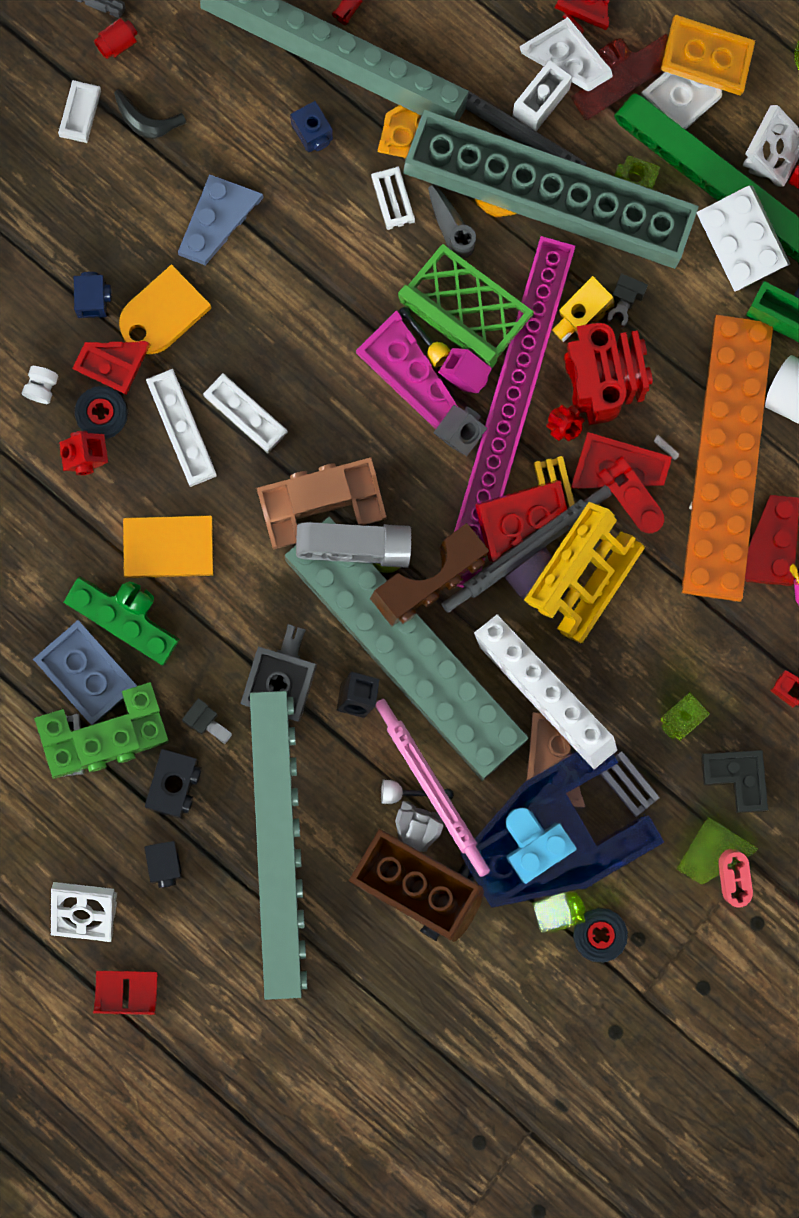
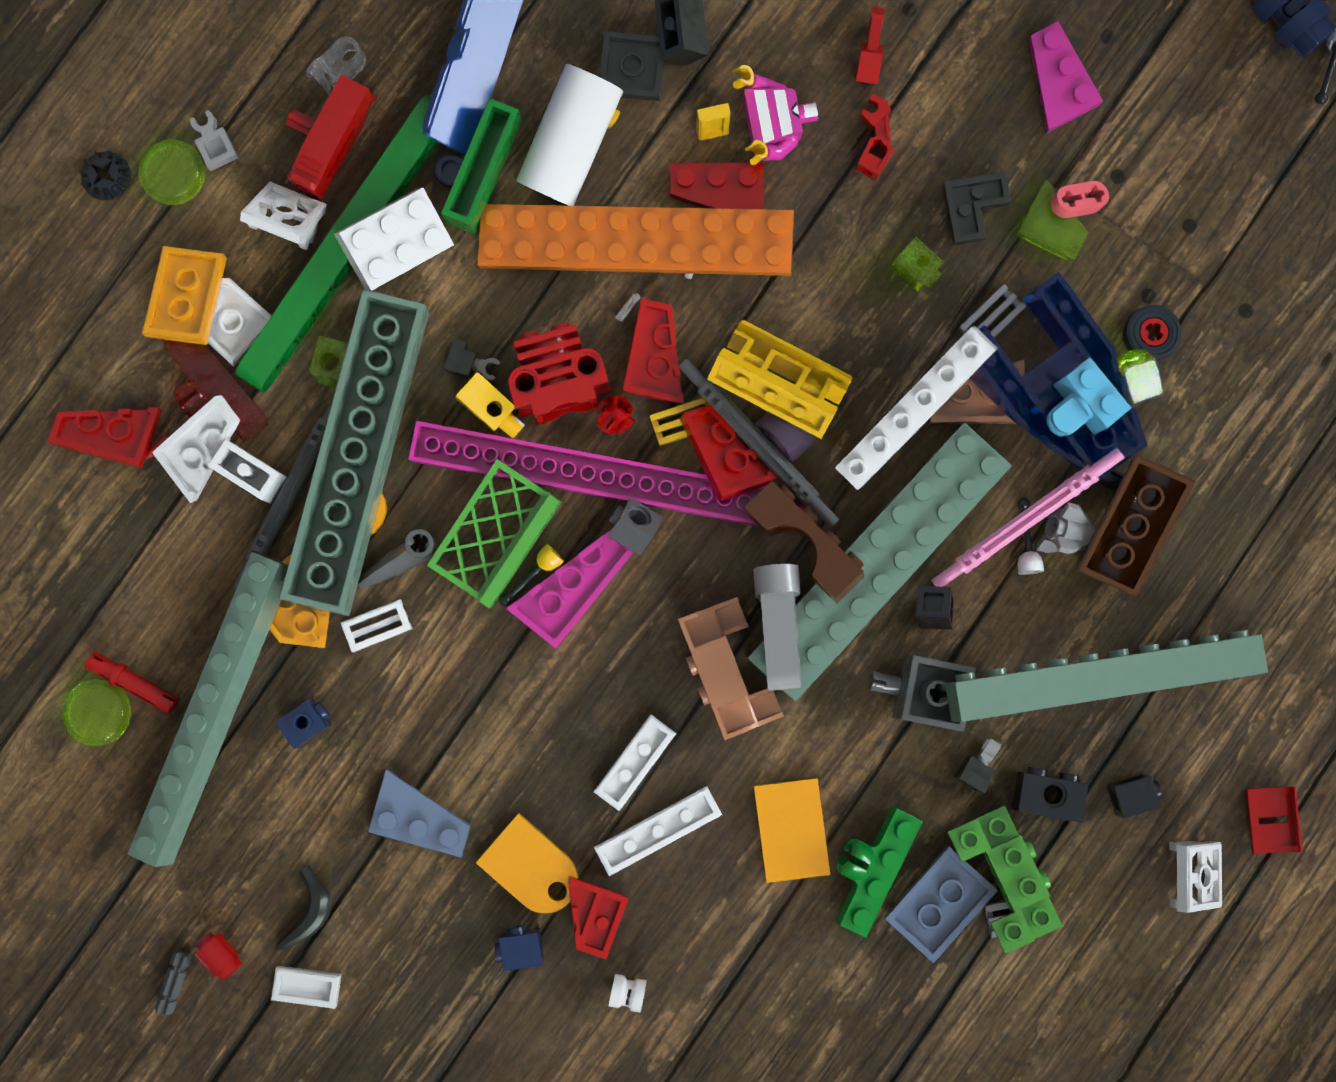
camera: 90 degrees left, 5 degrees up
(83, 452) = (700, 935): red brick -> none
(111, 401) = (636, 913): black bush -> none
(465, 370) = (567, 527): dark pink brick -> none
(634, 497) = (688, 335): red plate -> none

